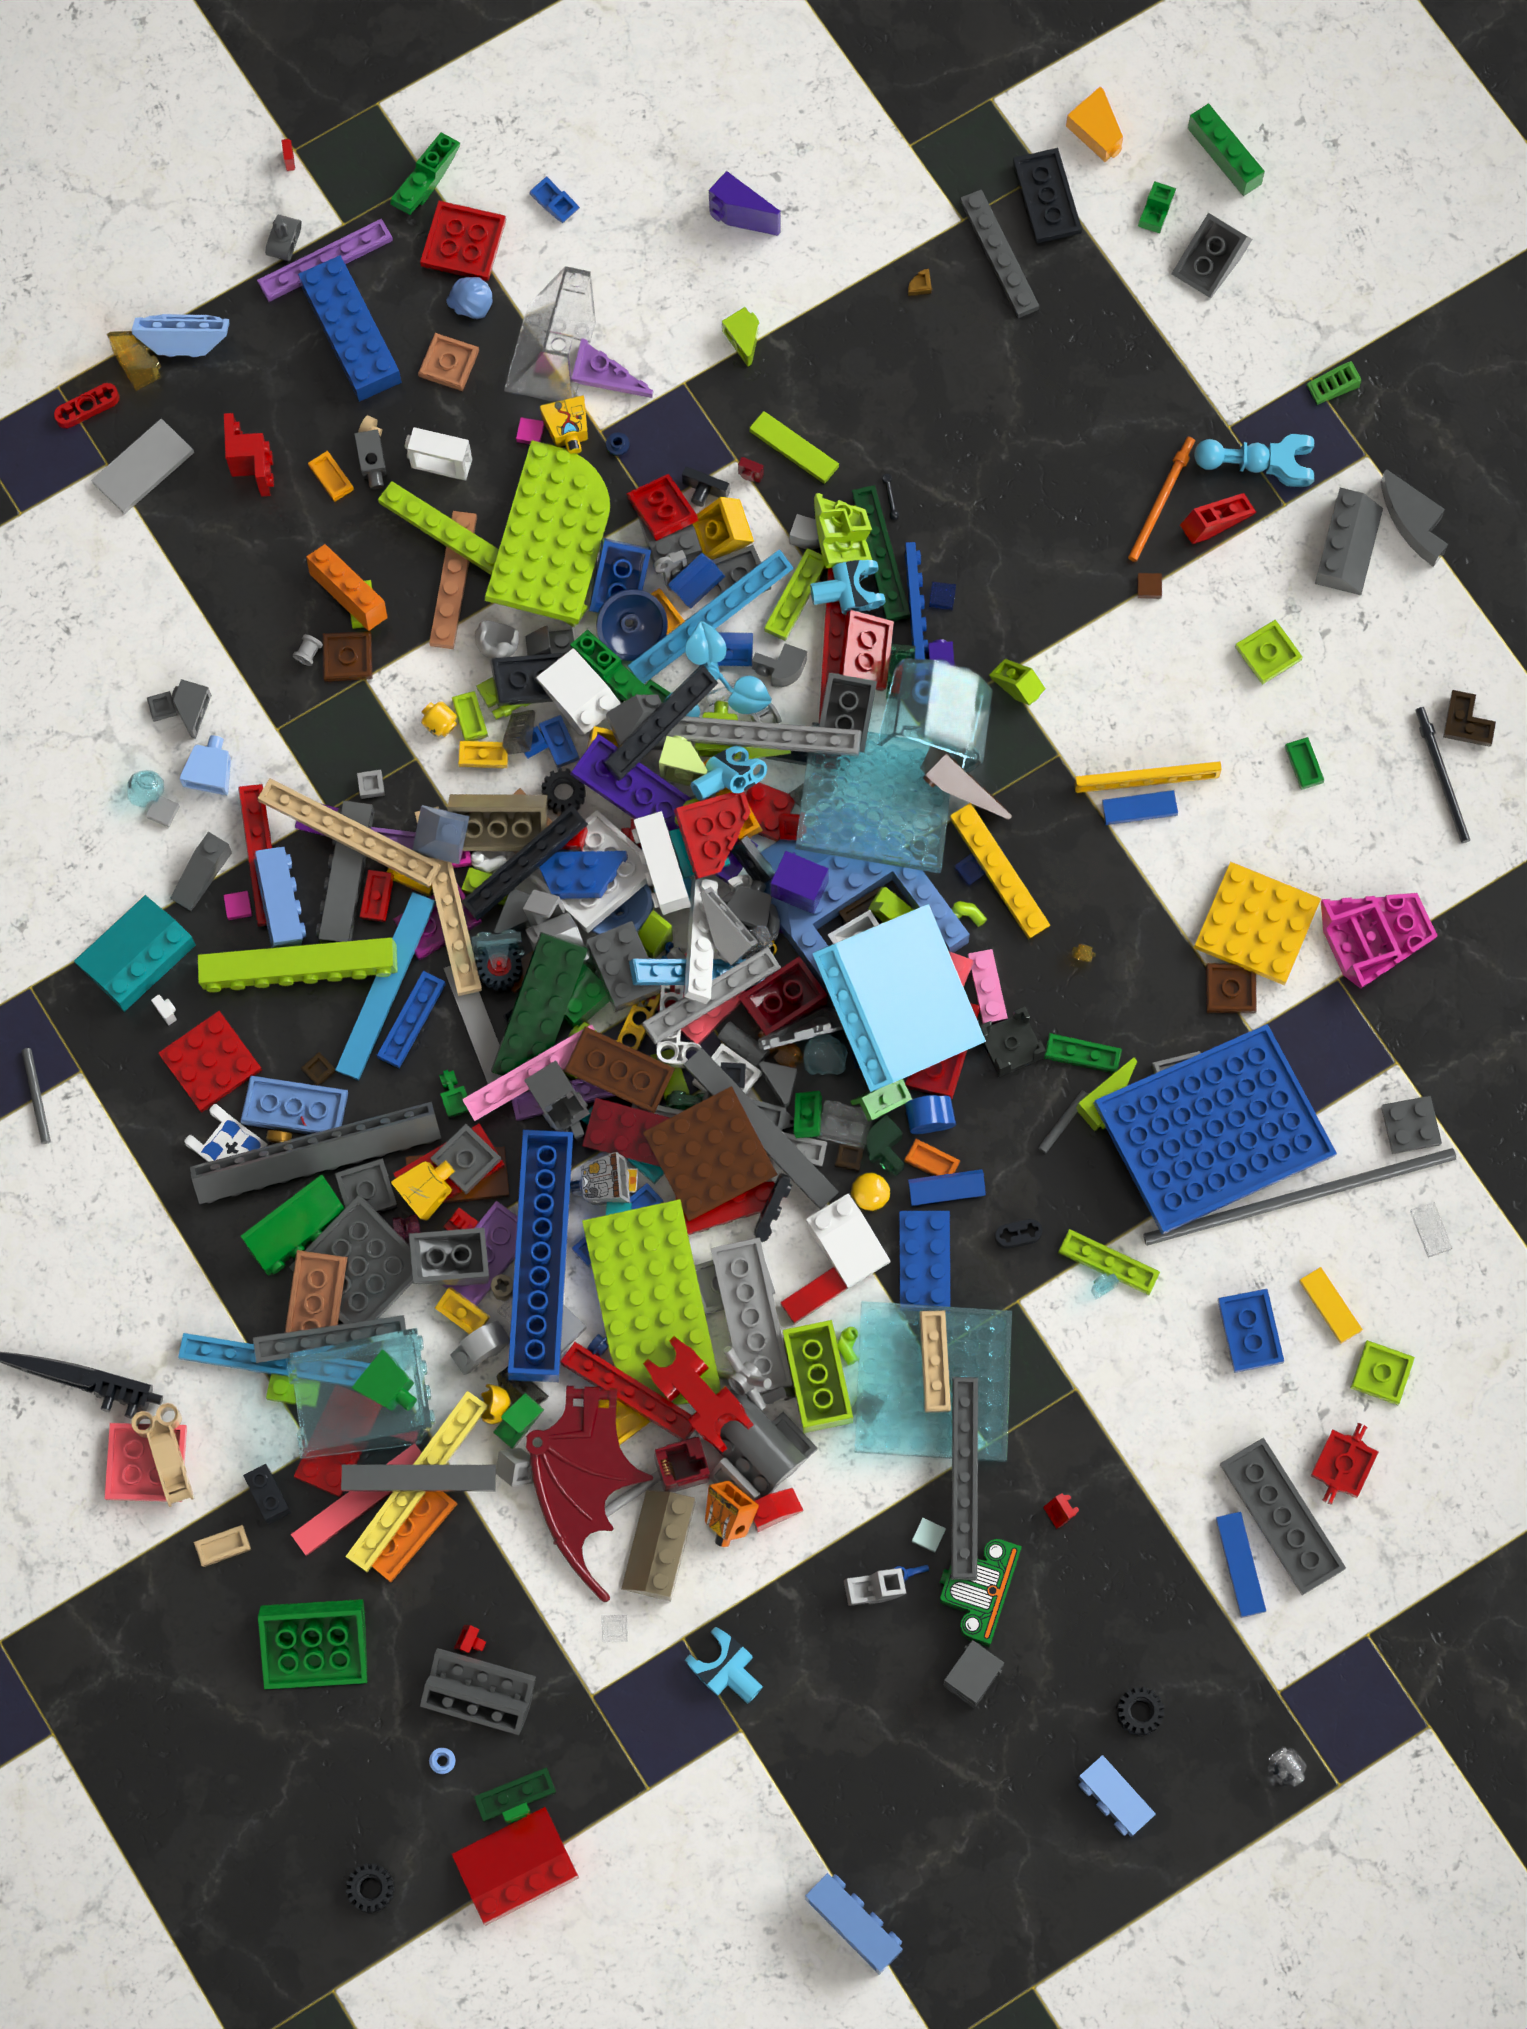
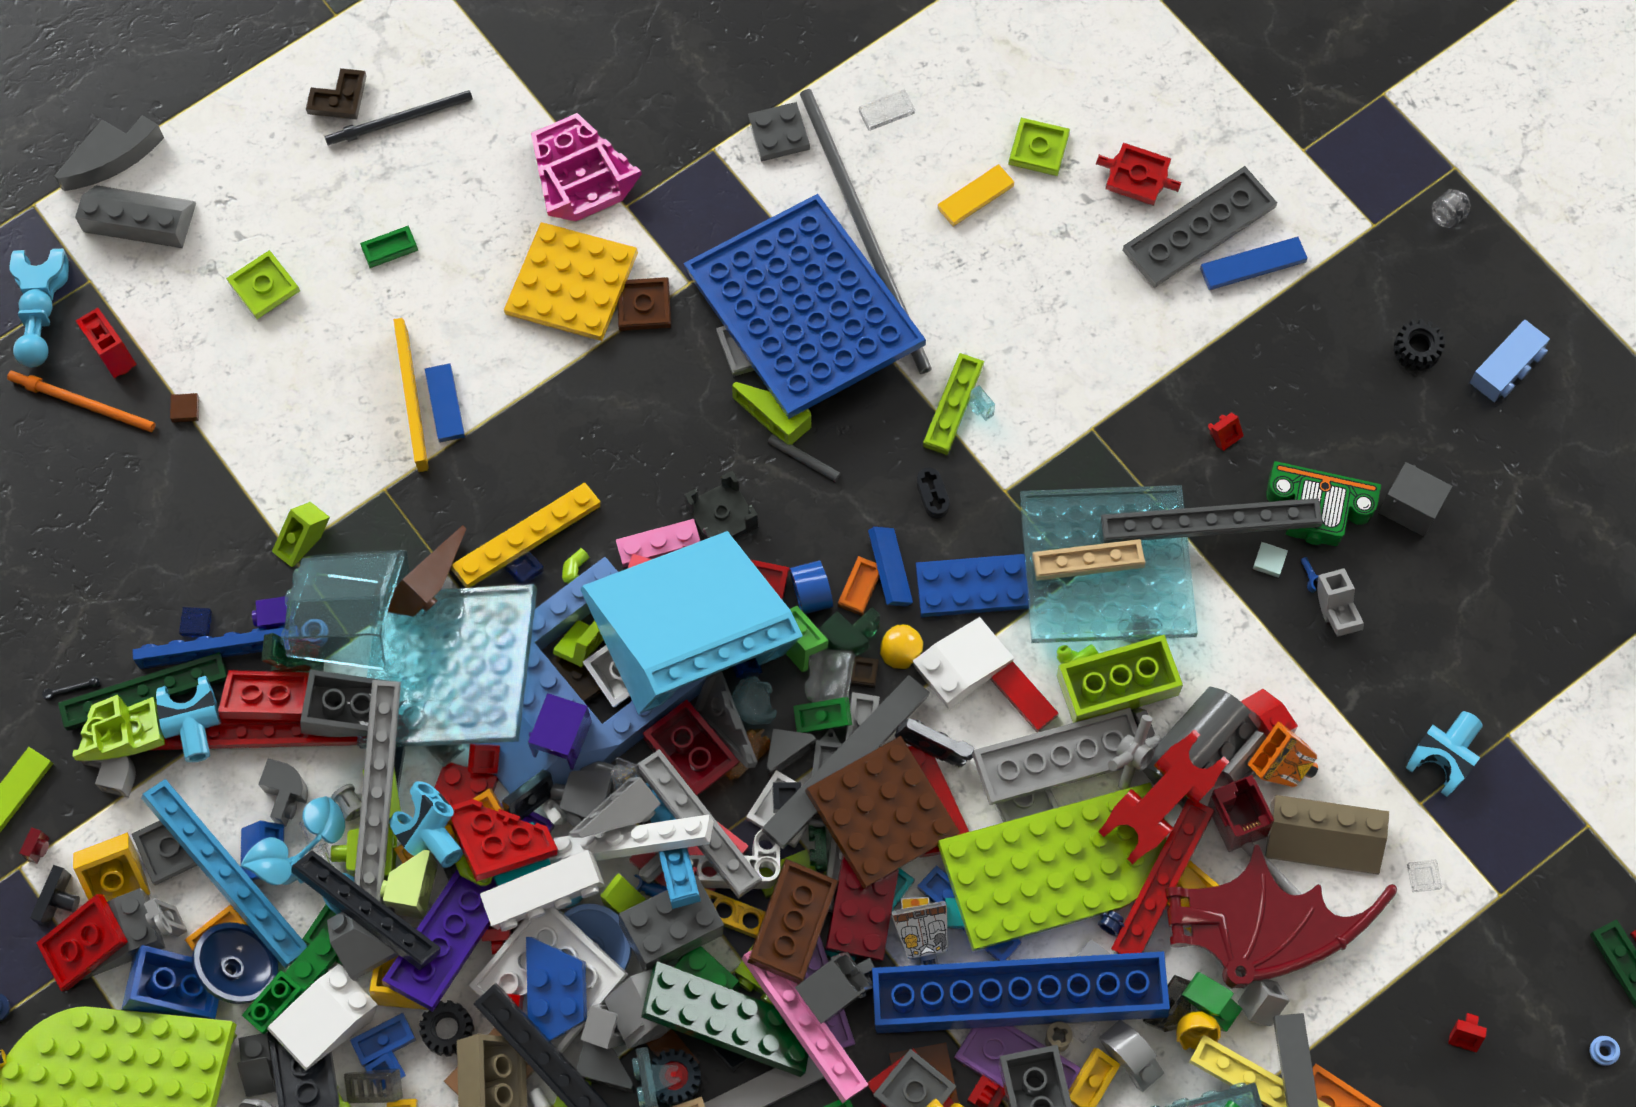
camera: 95 degrees left, 5 degrees down
(478, 1691) = (1528, 1014): dark grey brick -> none
(696, 580) = (178, 892): blue panel -> none
(742, 1044) = (745, 794): dark grey axle -> none
(795, 595) = (195, 781): lime plate -> none
(795, 1435) = (1182, 704): dark grey tile -> none
(1082, 1053) = (726, 441): green tile -> none
(1083, 953) = (615, 446): clear yellow plate -> none
(1250, 1330) = (1012, 264): blue plate -> none

